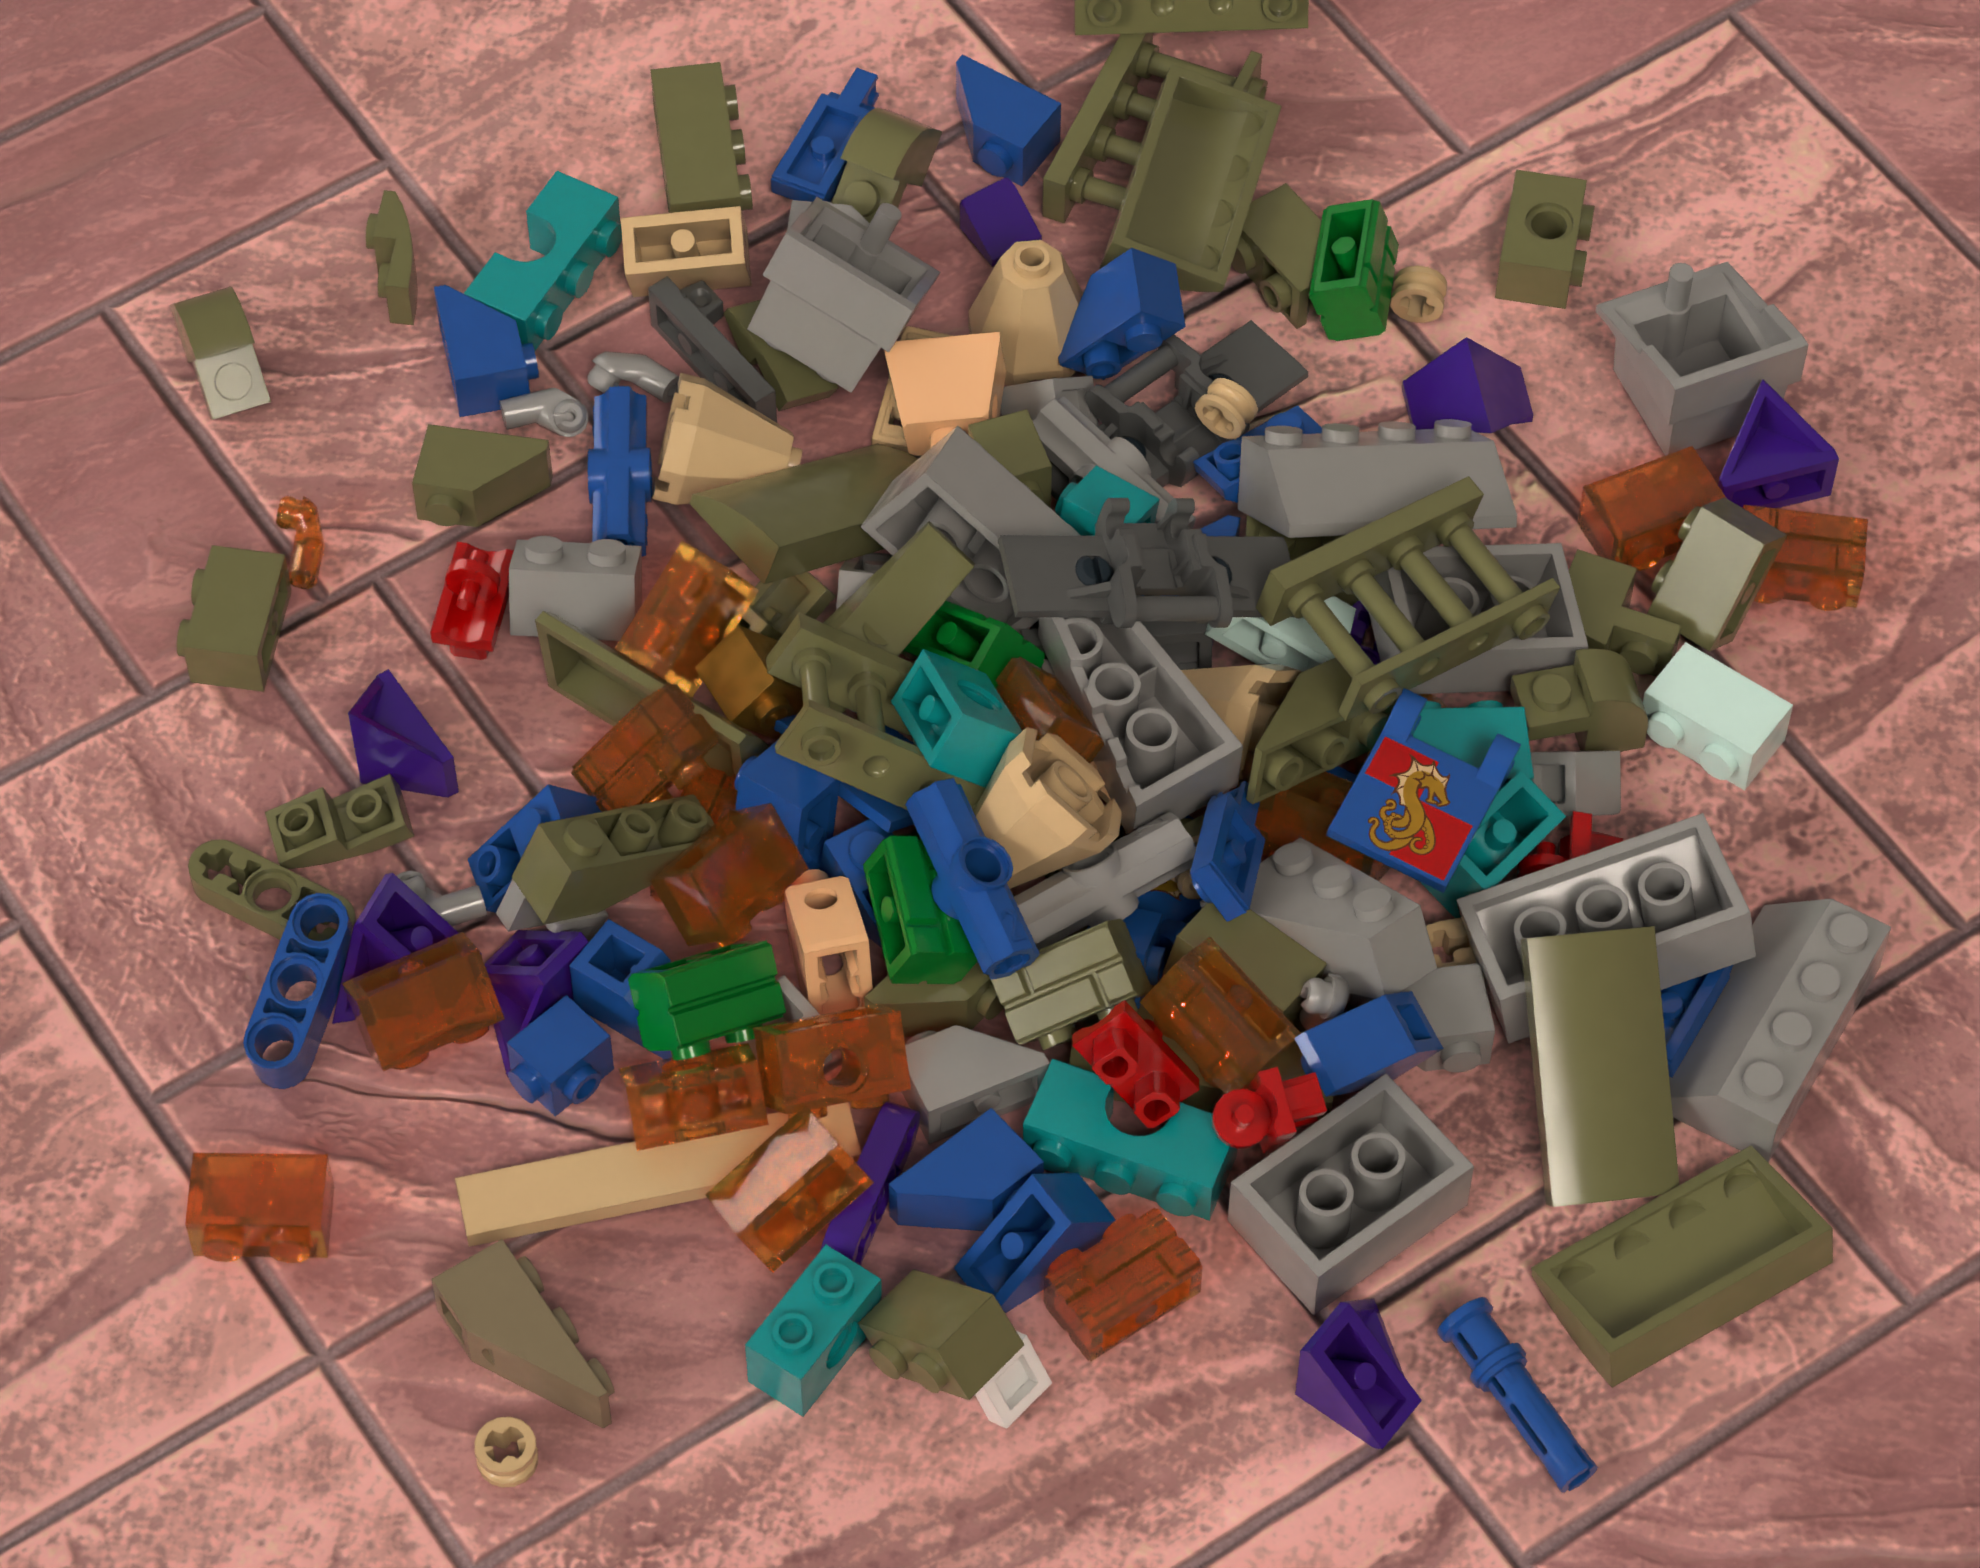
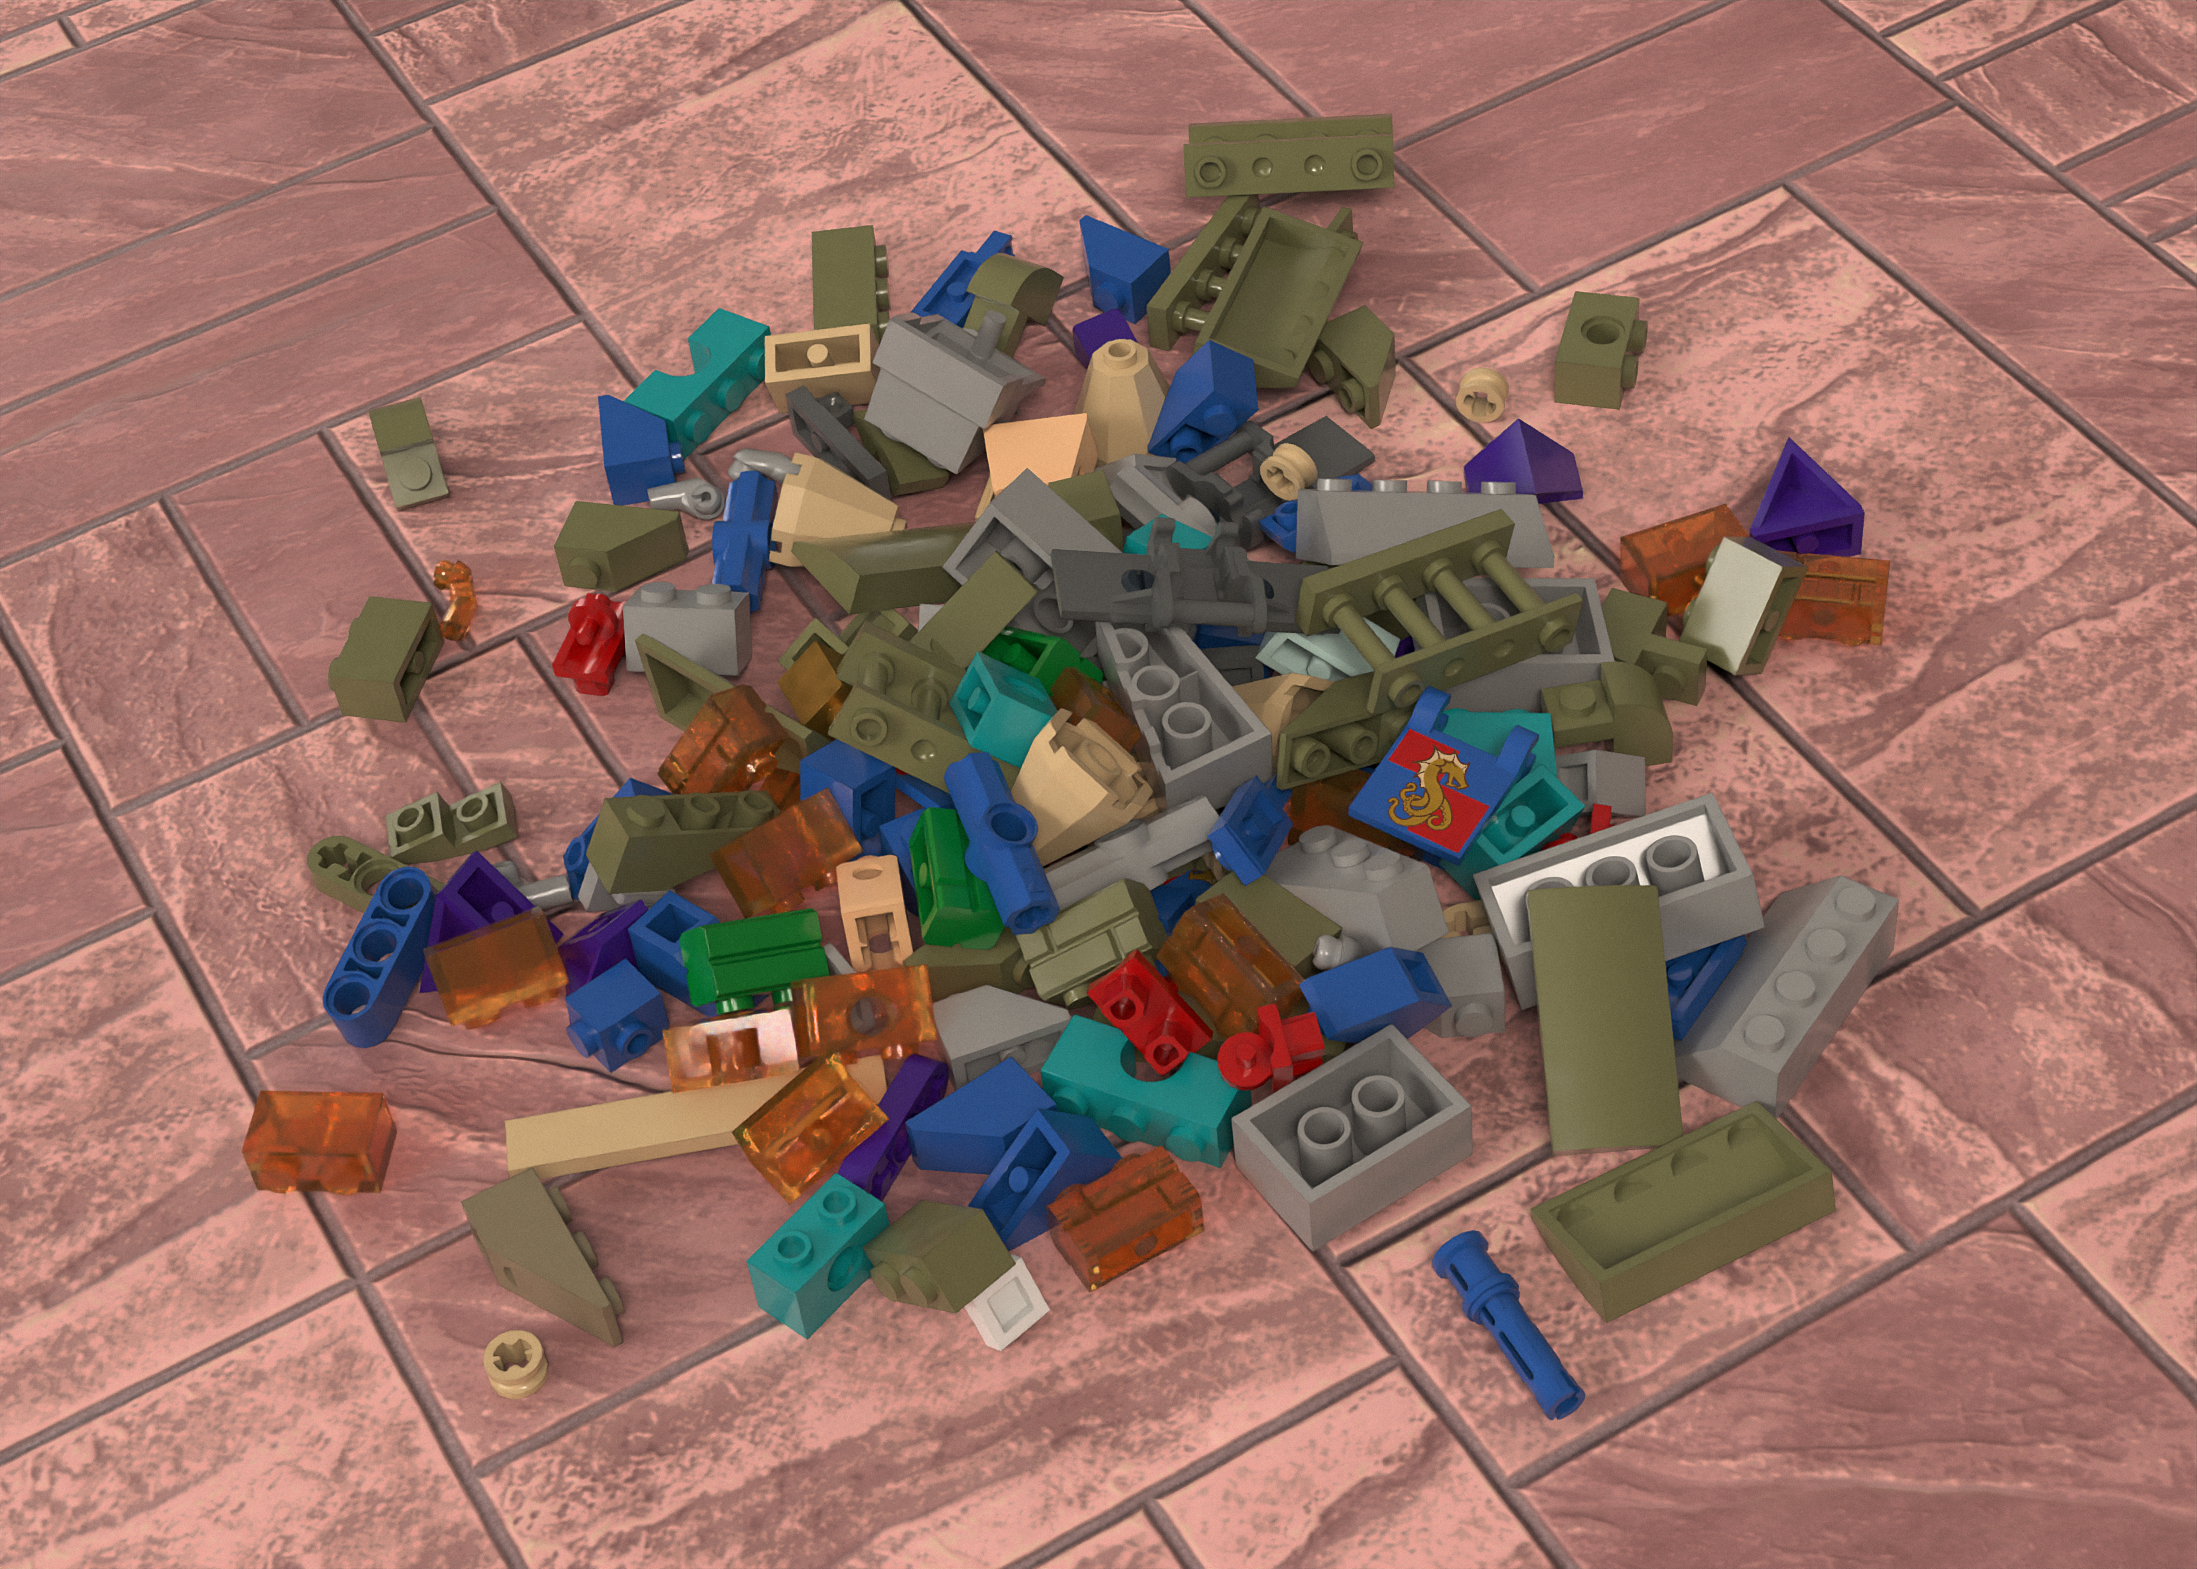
camera: 10 degrees right, 10 degrees down
(392, 241) = (574, 388): olive slope -> none
(399, 741) = (508, 751): dark purple slope -> none
(686, 617) = (772, 635): clear orange brick -> none
(1354, 270) = (1421, 373): green brick -> none
(1355, 1375) = (1346, 1300): dark purple slope -> none
(1699, 352) = (1731, 424): light grey piece -> none
(1715, 716) = (1739, 729): light aqua brick -> none

